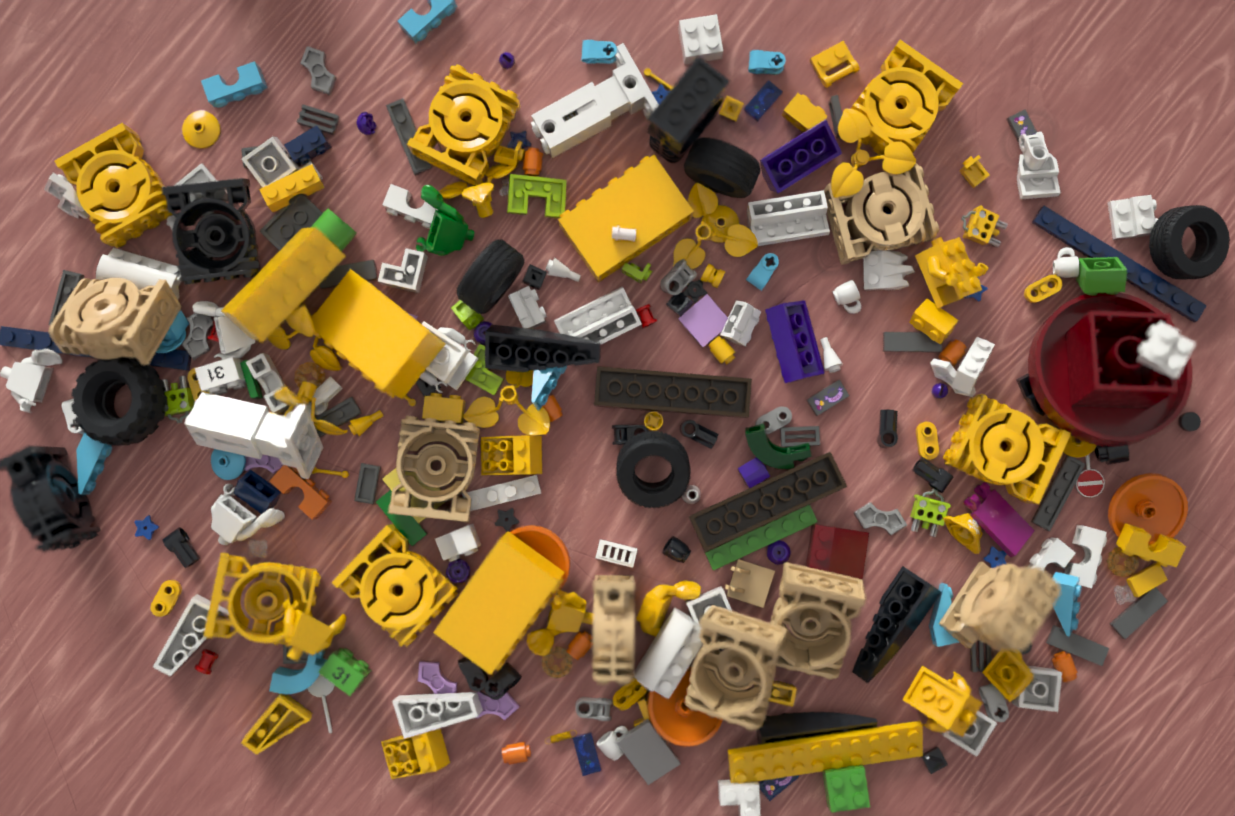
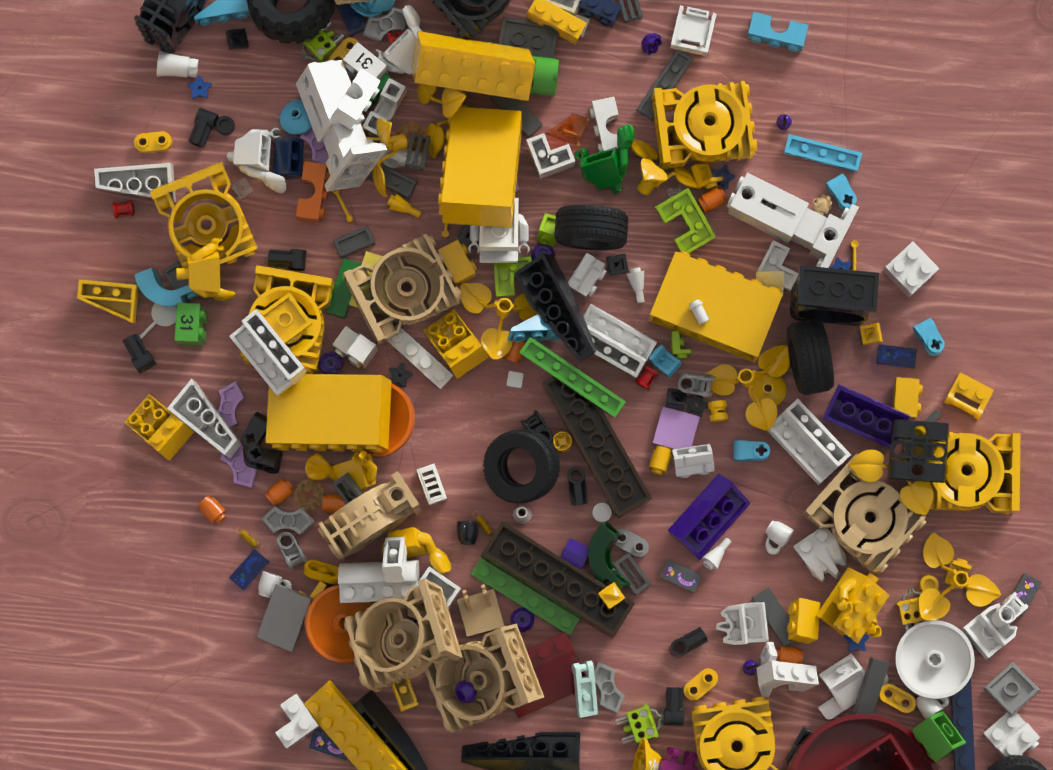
camera: 60 degrees right, 5 degrees down
(111, 536) = (176, 65): none -> white plant
(124, 468) = (237, 39): none -> black tile
(193, 527) = (225, 125): none -> black tile
(249, 414) = (362, 88): none -> white arch
(316, 369) = (420, 138): none -> dark grey tile
(344, 729) = (140, 356): none -> black piece
(348, 545) = (293, 259): none -> black piece
(377, 80) = (693, 28): none -> white container
(394, 239) = (570, 129): none -> clear orange slope
(395, 589) = (286, 318): none -> yellow plate
(415, 624) = (268, 353): none -> white brick
(538, 686) = (279, 492): none -> orange brick
(554, 45) = (823, 153): none -> medium azure plate
(573, 425) = (515, 379): none -> white sticker
(573, 686) = (278, 519): none -> light grey tile
(577, 628) = (352, 488): none -> dark grey tile
(598, 74) = (822, 205): none -> tan plant
(607, 377) = (572, 377): none -> bright green plate
(622, 151) = (773, 262): none -> white plate
(632, 157) = (771, 278): none -> sticker
(642, 291) = (664, 361): none -> medium azure bracket
(665, 632) = (394, 559): none -> white brick
(678, 531) = (485, 526): none -> yellow piece
(733, 427) = (601, 512): none -> white tile
(812, 466) = (611, 595): none -> yellow tile
(812, 642) = (465, 692): none -> dark purple plate
(872, 539) = (585, 689): none -> light aqua plate
(886, 133) = (933, 432): none -> black connector
(902, 371) = (744, 623): none -> white plate
(966, 201) = (928, 582): none -> yellow tile
(994, 163) = (930, 602): none -> yellow plant
(1006, 320) = (844, 683): none -> white plate
(1022, 303) = (871, 686): none -> dark grey tile
(1035, 236) = (934, 659): none -> white dish
(1096, 191) = (1012, 689): none -> light grey plate

